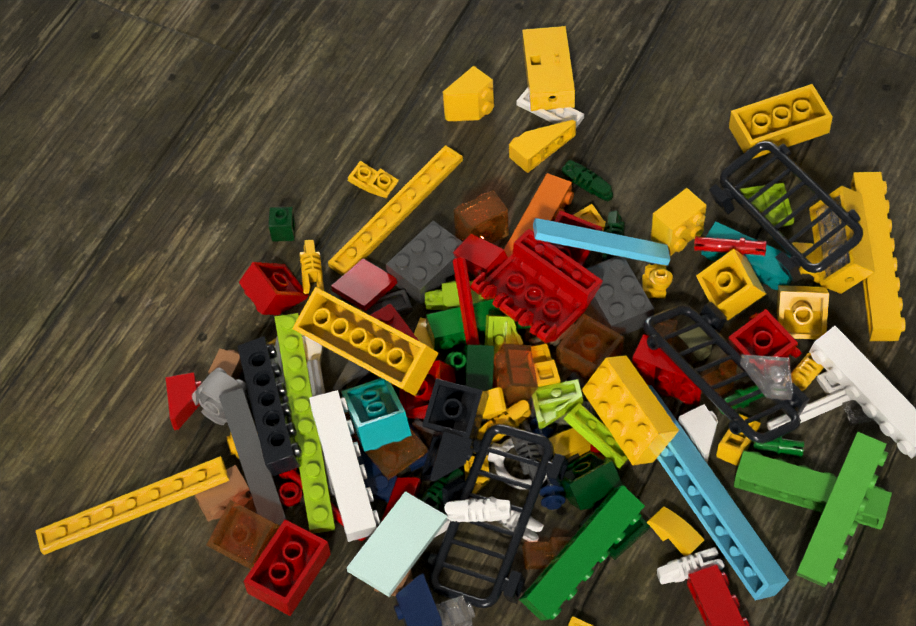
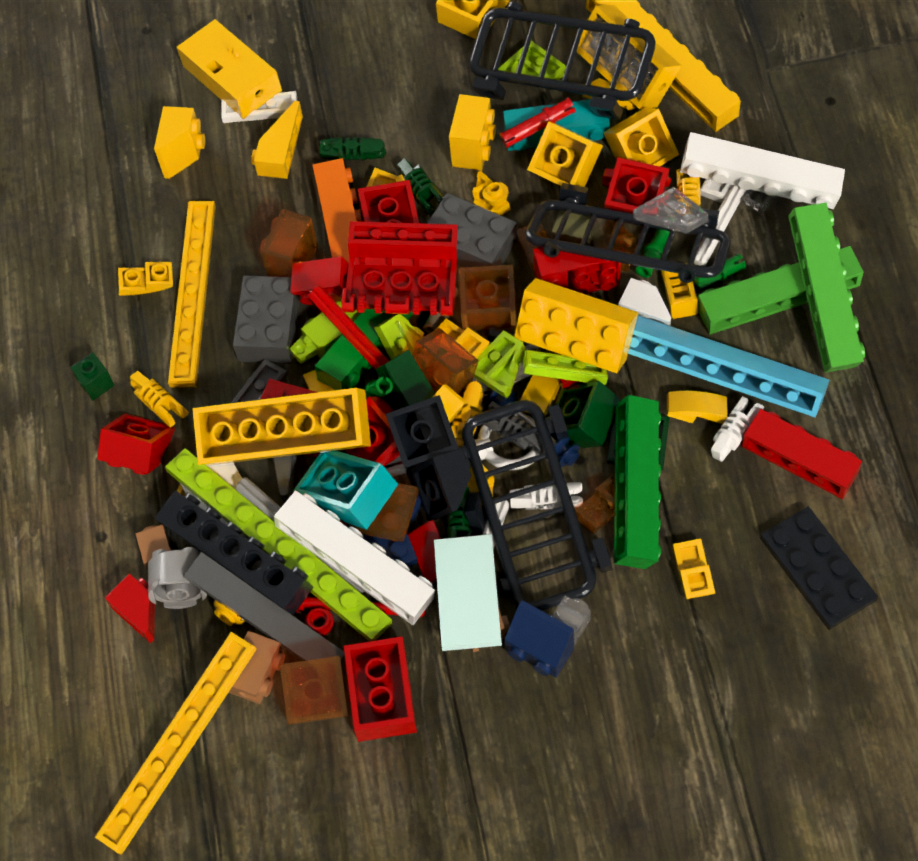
camera: 35 degrees left, 5 degrees up
(364, 284) = (222, 379): tile -> none
(478, 510) = (517, 508): white hinge -> none
(601, 241) = (420, 193): medium azure tile -> none

